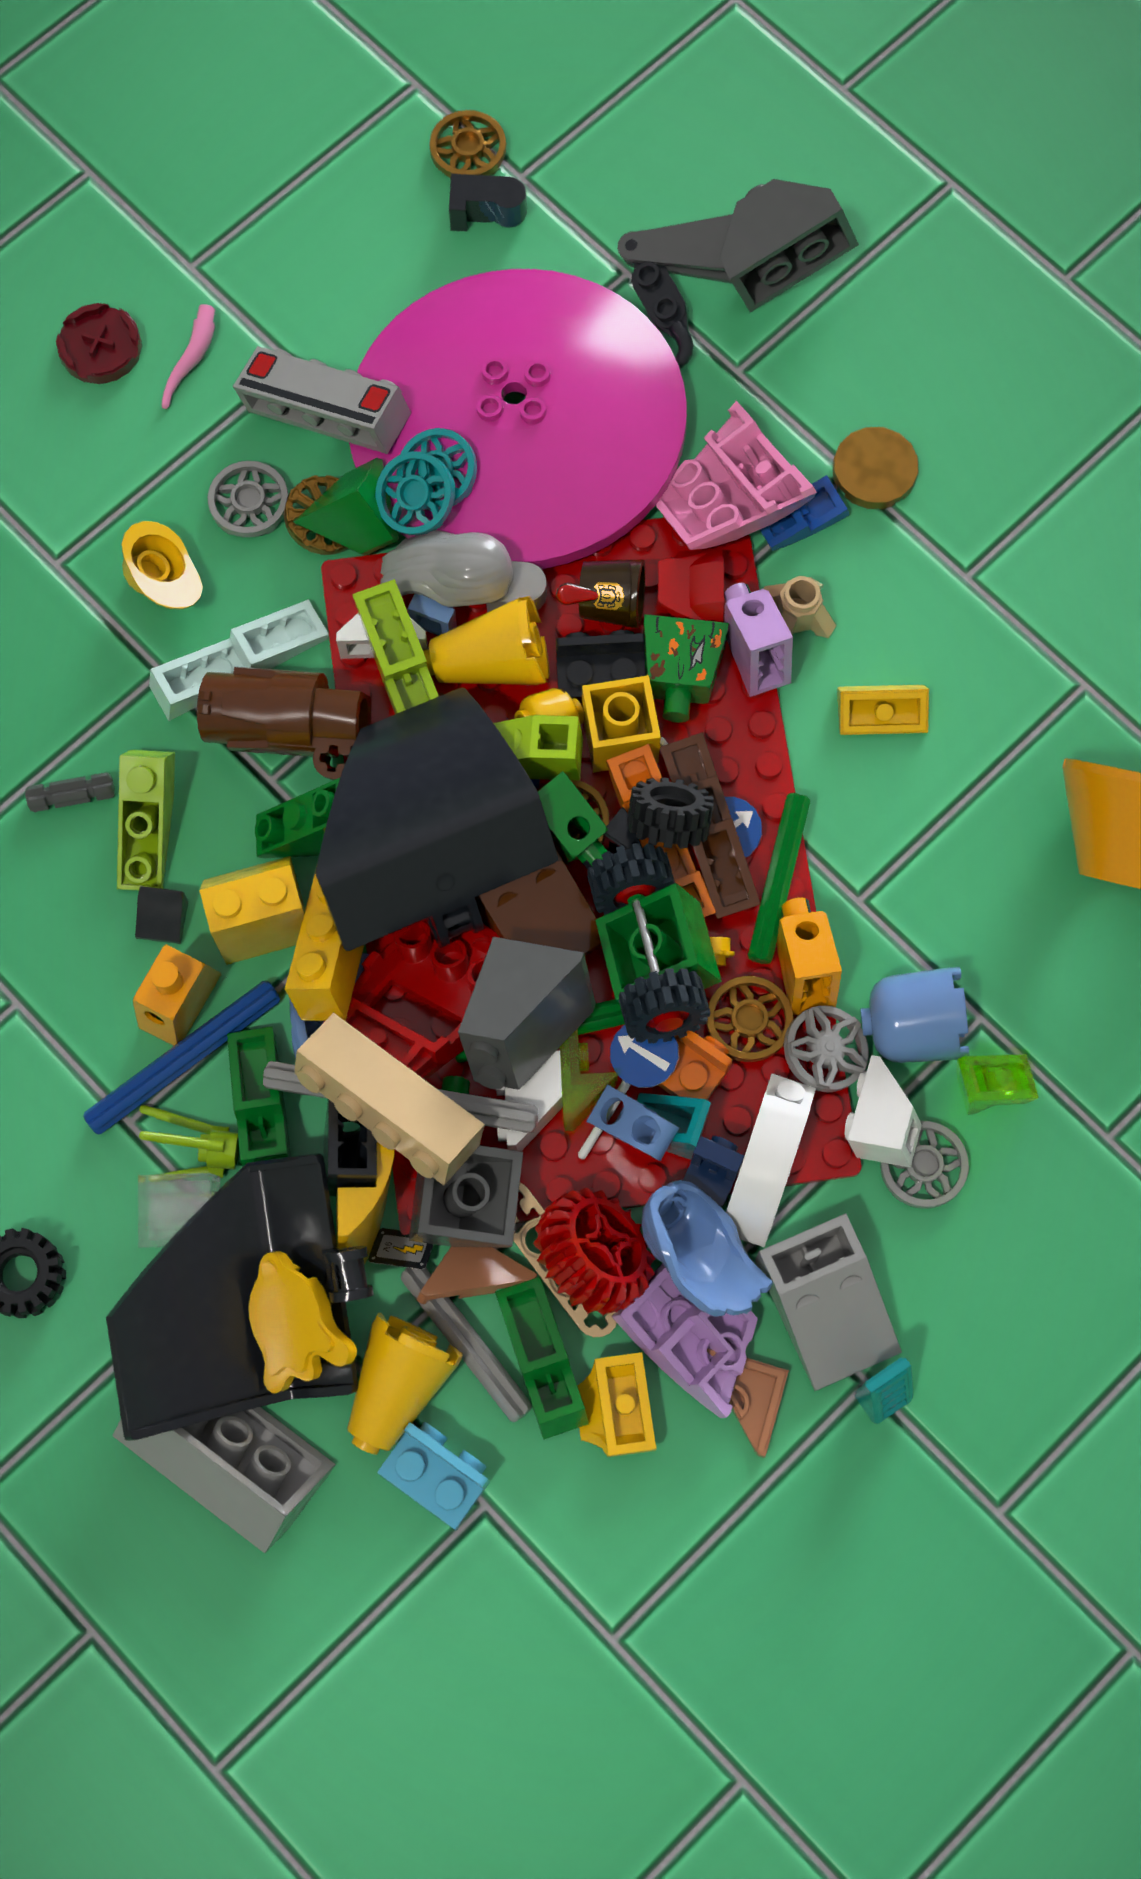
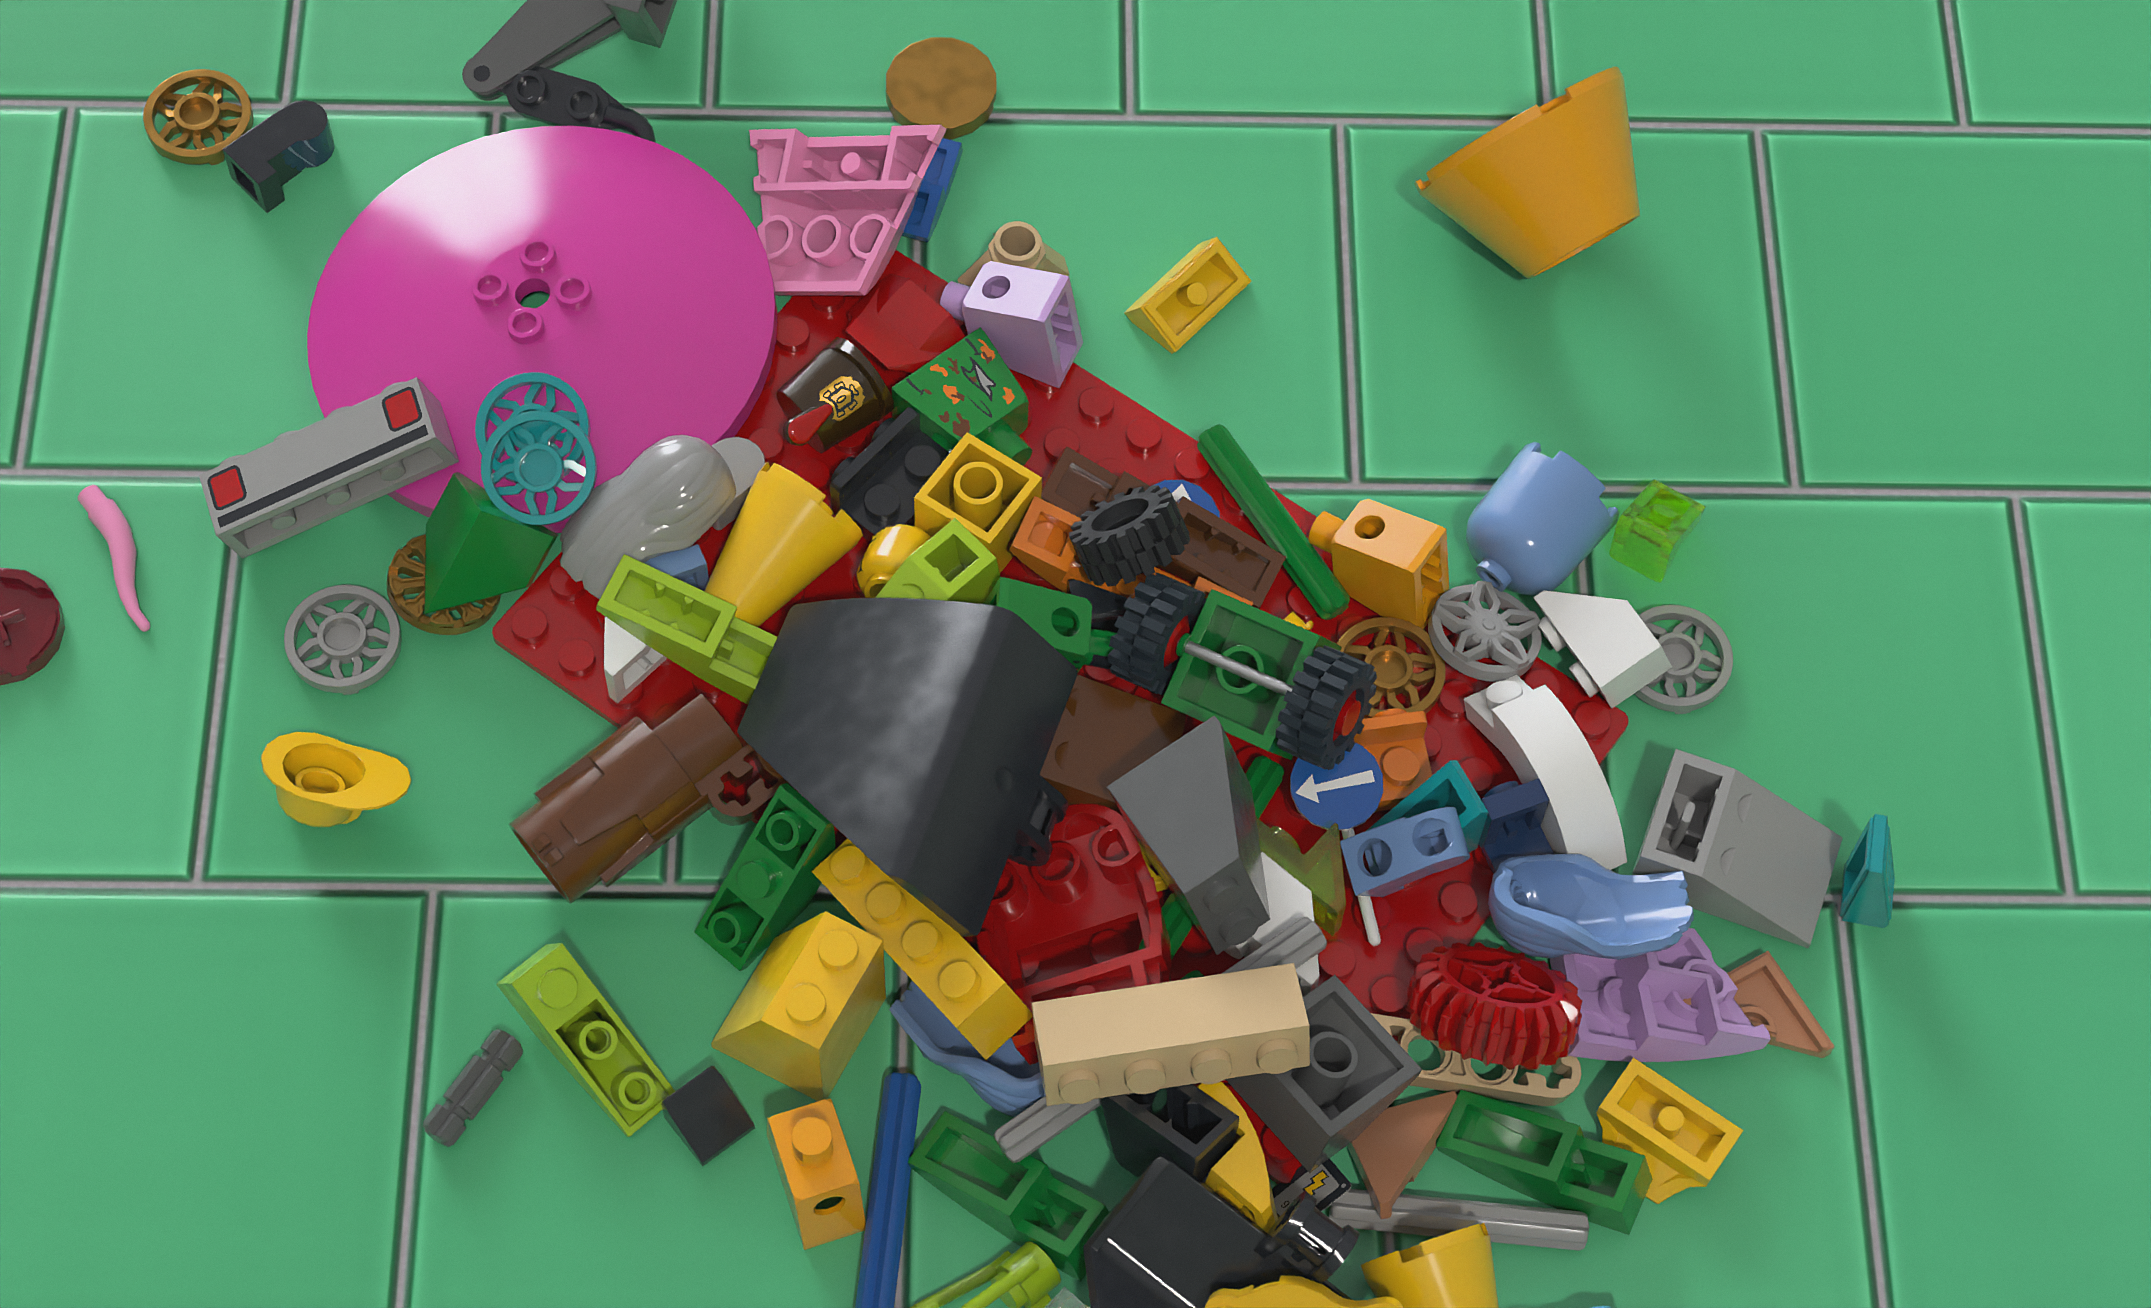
camera: 50 degrees left, 10 degrees down
(252, 645) = (513, 767): light aqua slope -> none

